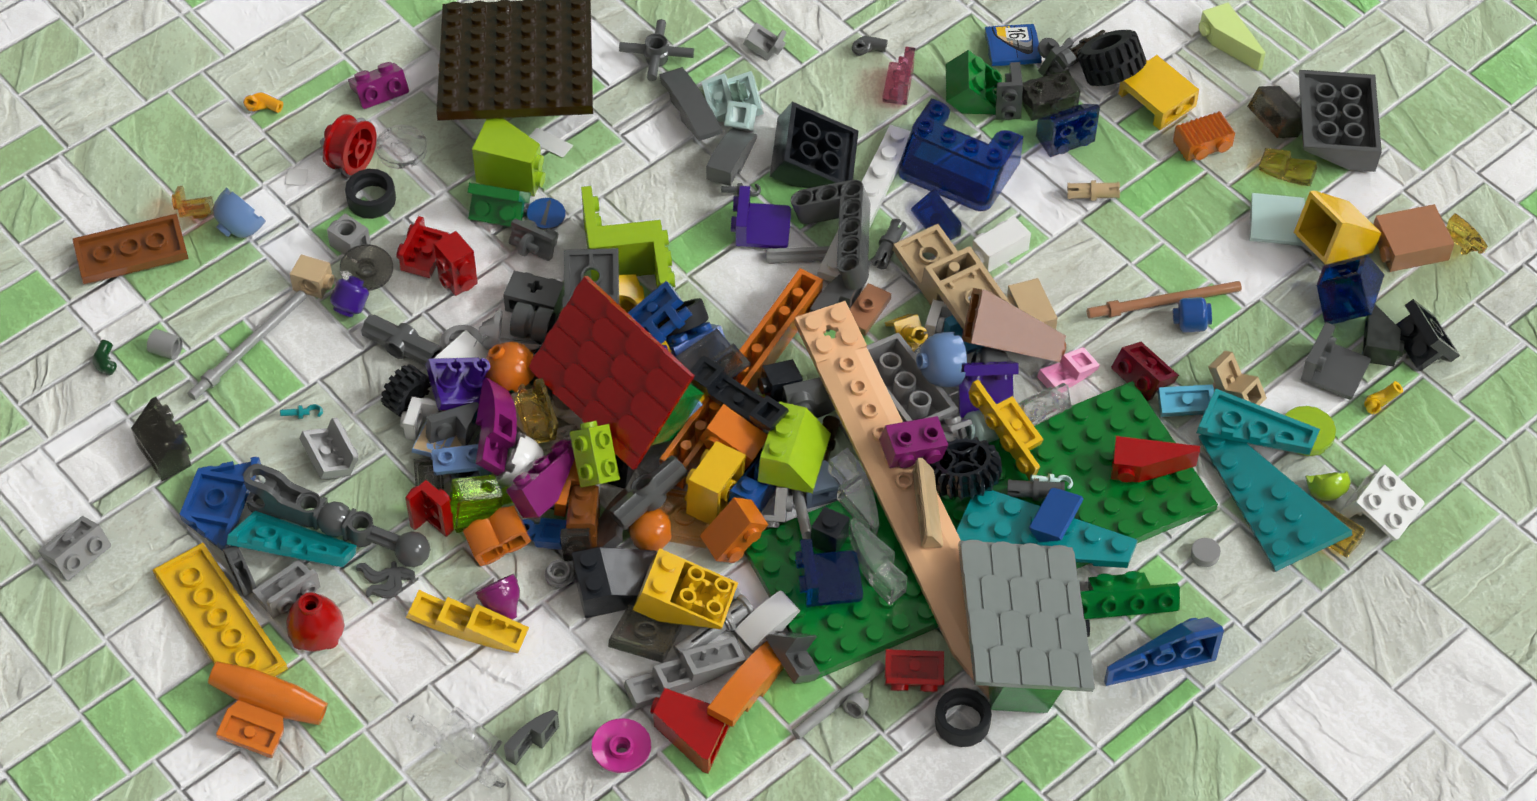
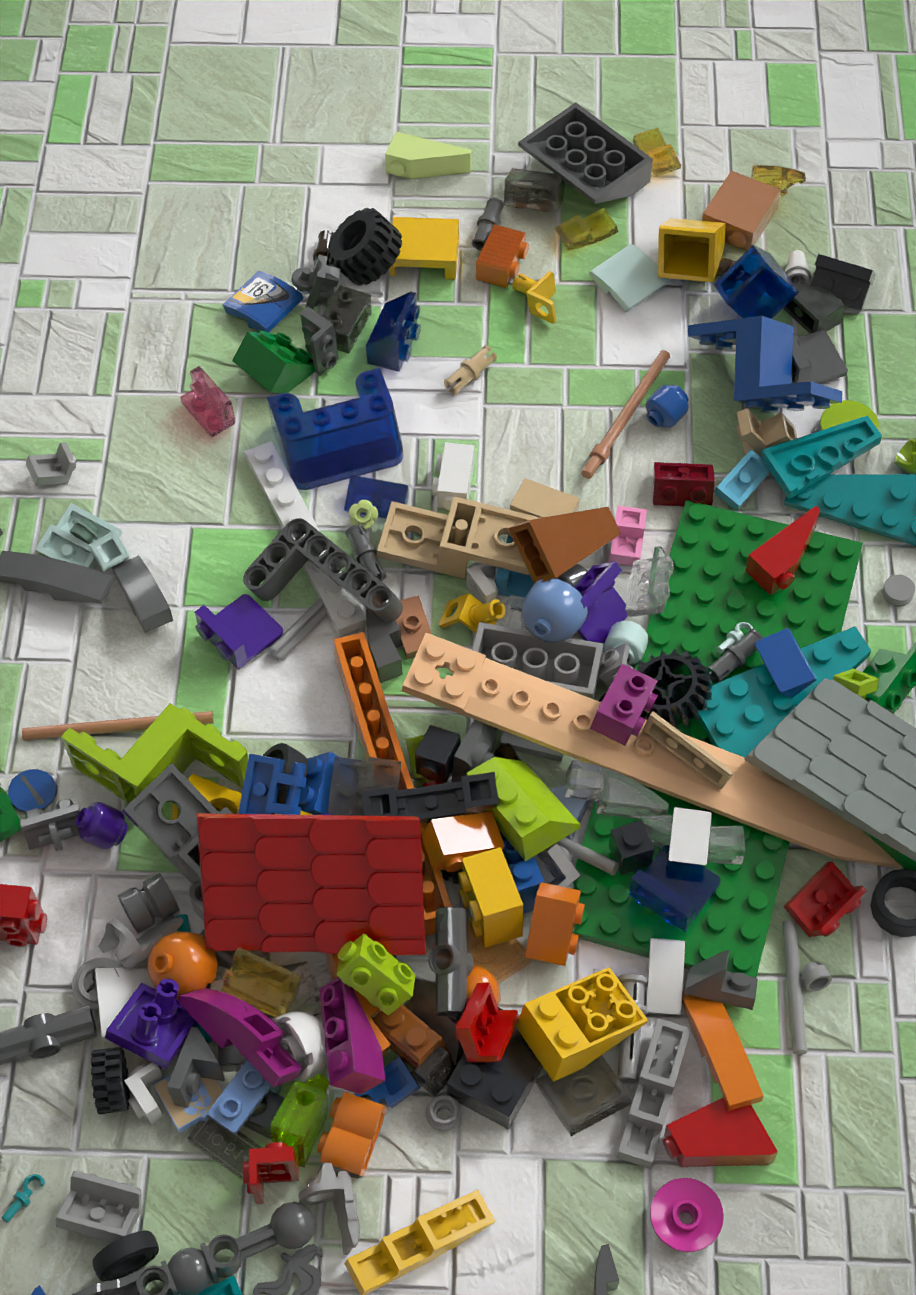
camera: 45 degrees left, 5 degrees up
(326, 482) = (125, 1255): none -> black tyre
(450, 550) = (339, 1189): none -> light grey hair
(501, 596) = (422, 1186): magenta helmet -> none
(534, 291) = (100, 877): dark grey brick -> none
(552, 259) = (101, 825): none -> dark purple head
(625, 540) = (483, 1027): none -> red bracket
(629, 216) = (100, 727): none -> nougat bar
(735, 189) = (182, 616): dark grey hand -> none
(812, 149) = (207, 528): black slope -> none
(867, 43) = (140, 397): dark grey arm -> none
(868, 553) = (690, 836): none -> white sticker
(920, 224) = (371, 514): none -> yellowish green plate
(1011, 425) = (659, 621): yellow bracket -> none
(1090, 569) = (857, 682): none -> lime tile
(1199, 179) = (538, 294): none -> yellow bracket
(1227, 108) = (486, 222): none -> dark grey pin
(1281, 337) = (764, 364): none -> blue bracket
(1379, 399) = (865, 360): yellow arm -> none
(1397, 308) = (797, 268): none -> white cone
(1405, 155) = (663, 155): none -> clear yellow slope

